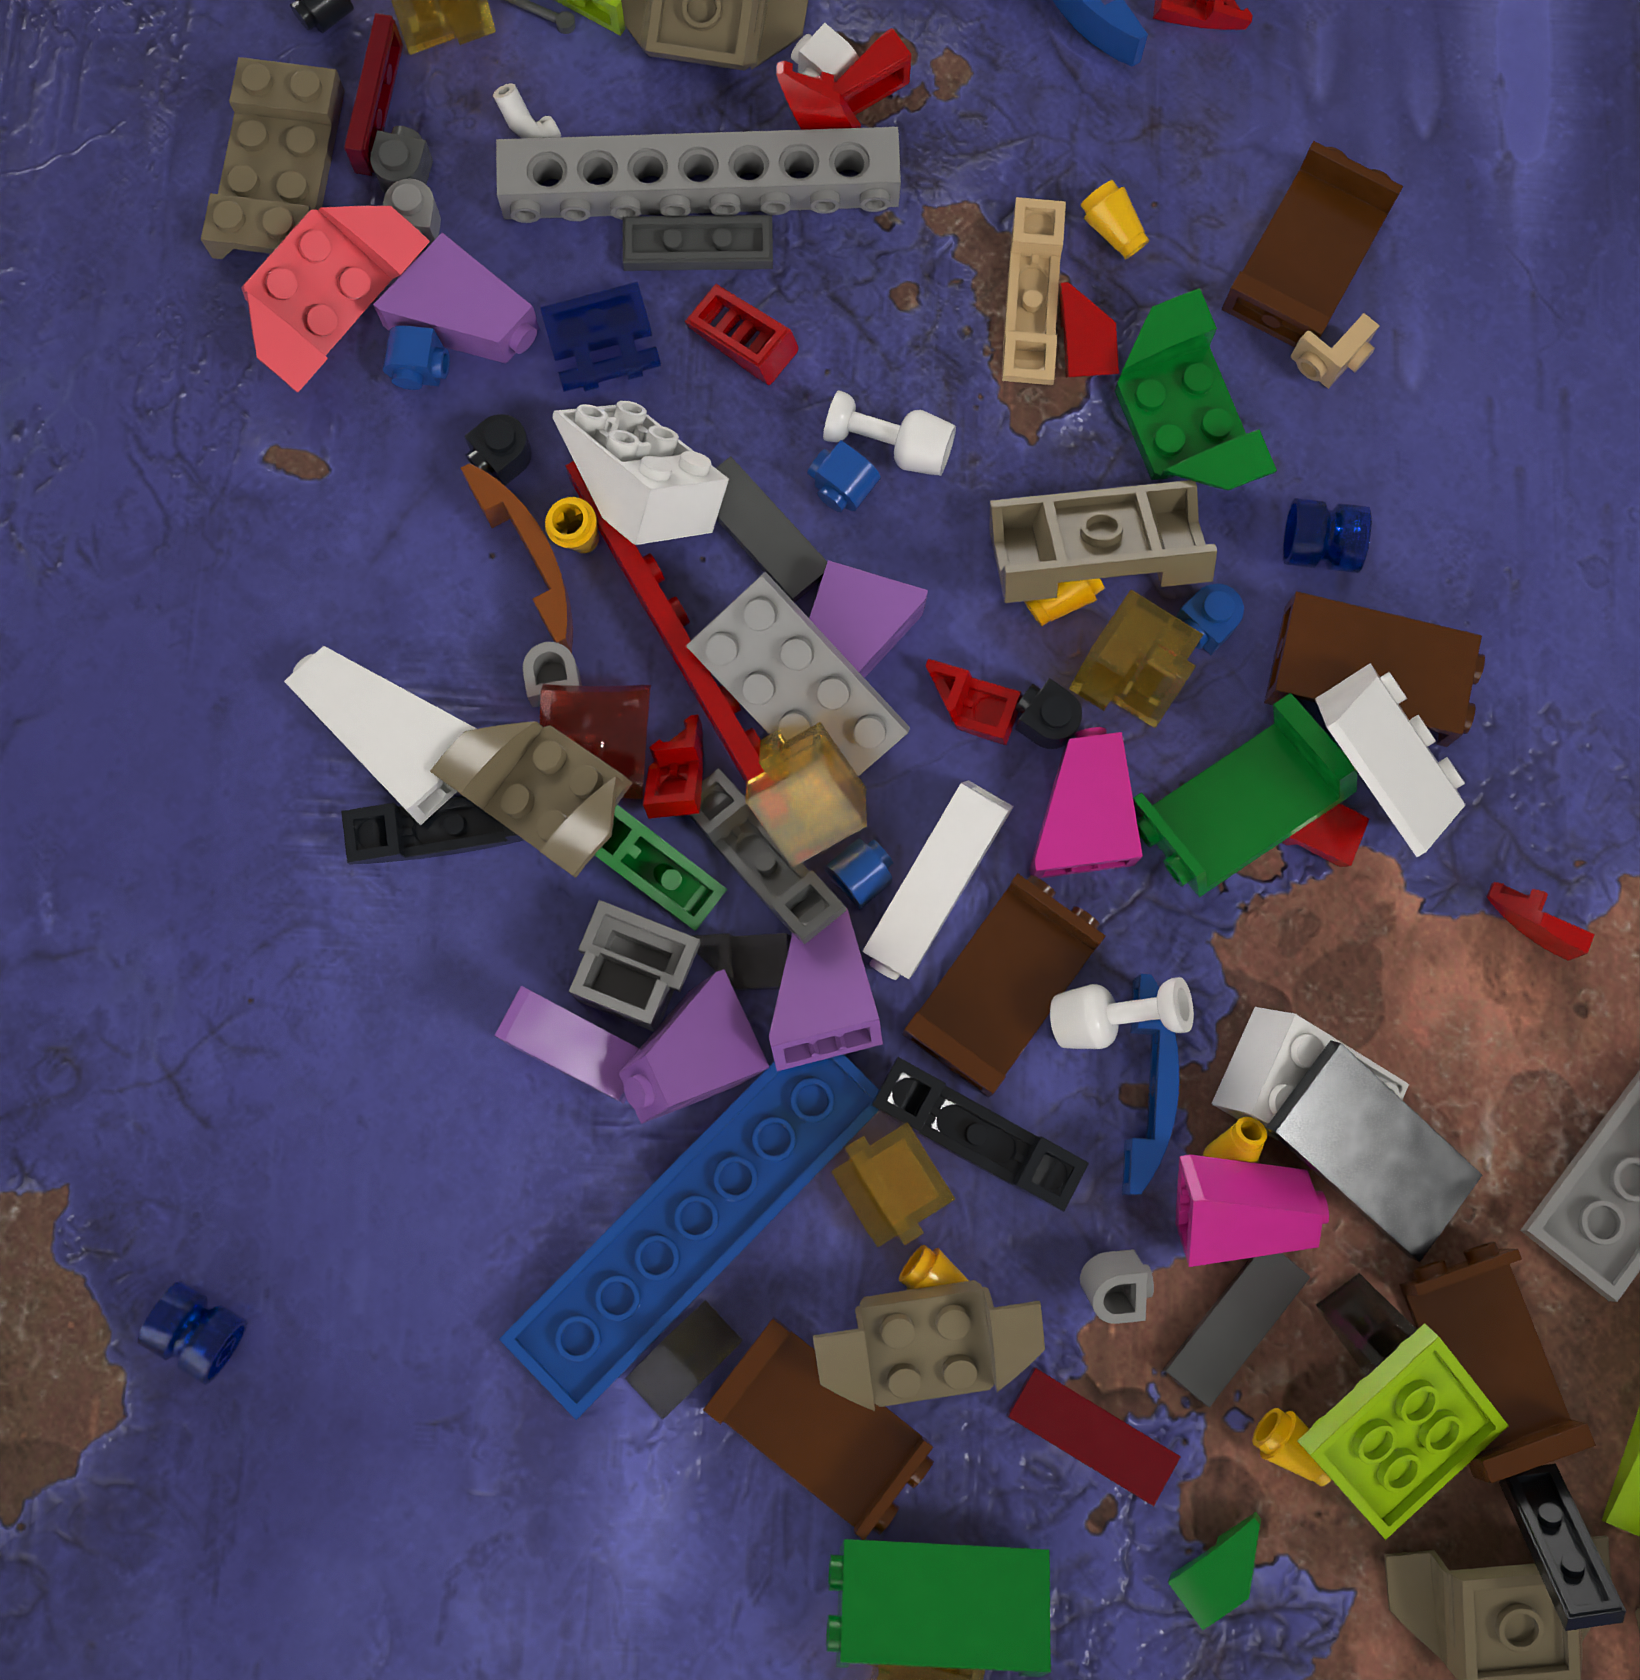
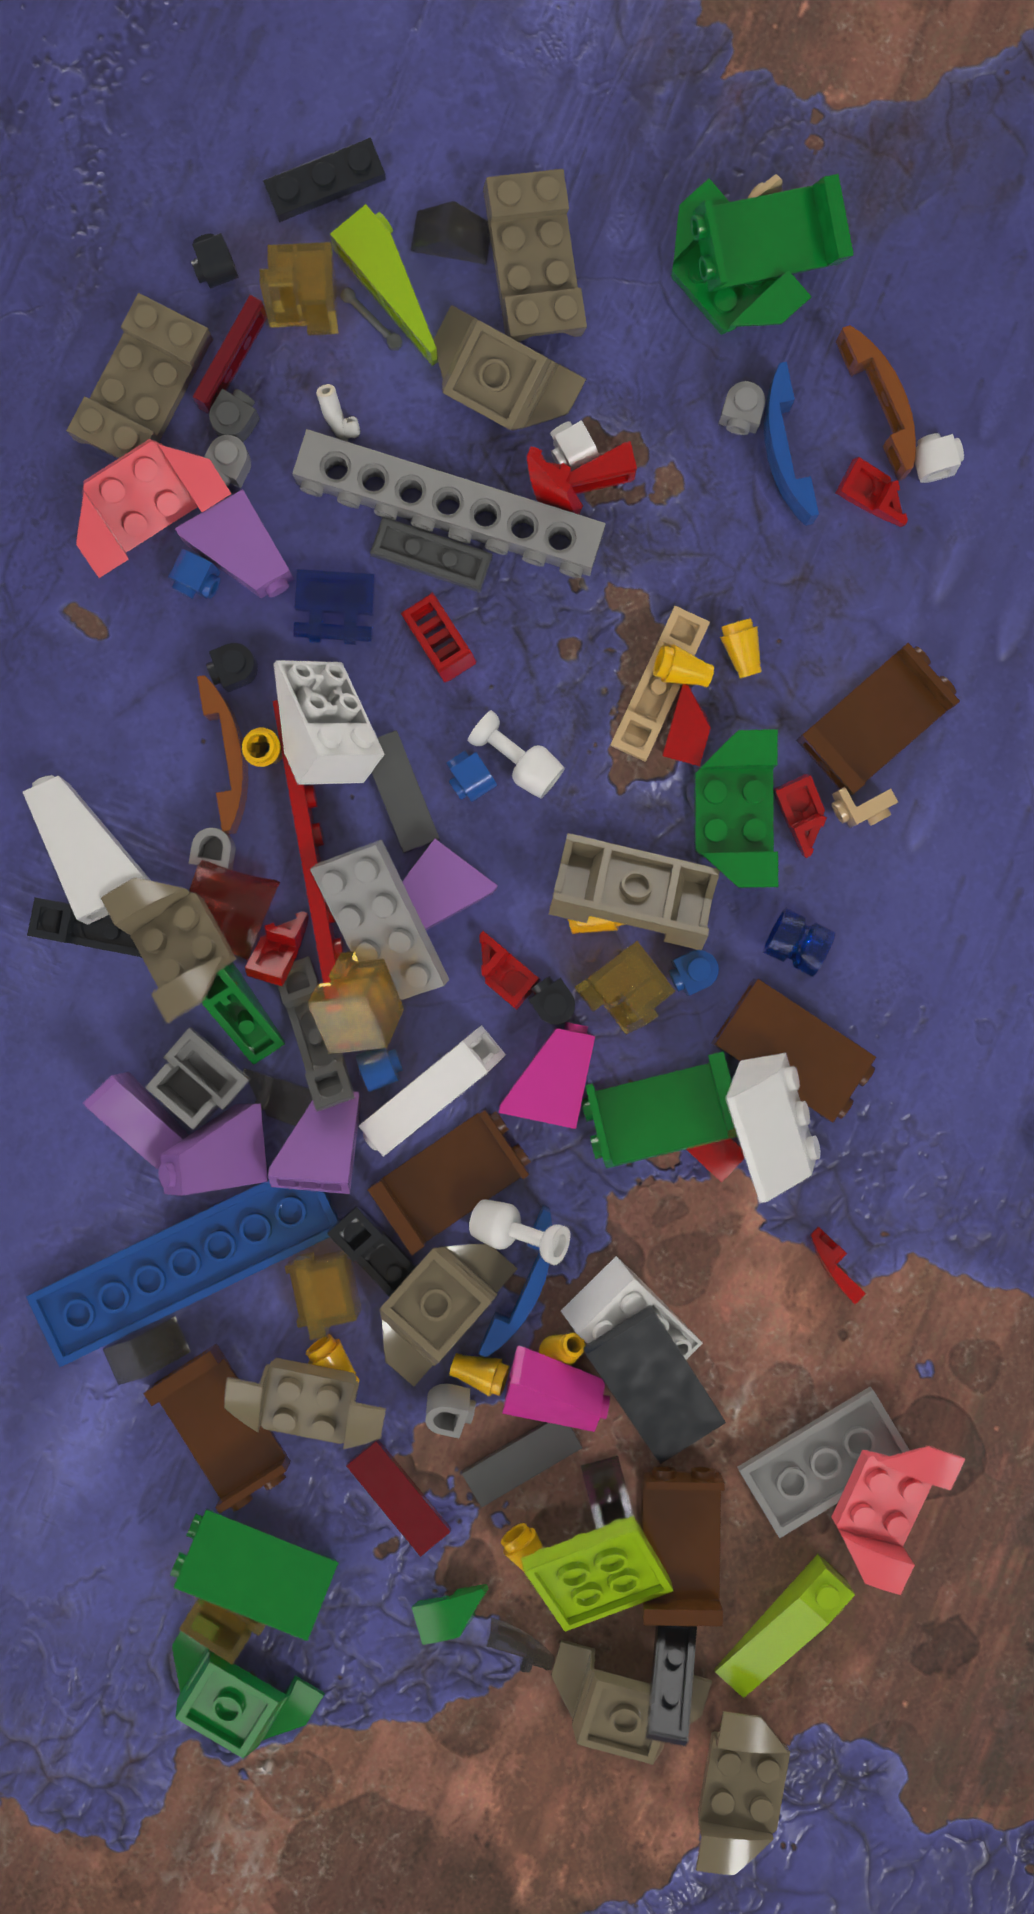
camera: 15 degrees right, 10 degrees up
(1051, 1155) = (439, 1305): none -> dark tan piece
(1053, 262) = (681, 667): none -> yellow cone
(1139, 1224) = (481, 1373): none -> yellow cone
(1264, 386) = (801, 811): none -> red slope
(1352, 1587) = (515, 1641): none -> clear smoke slope

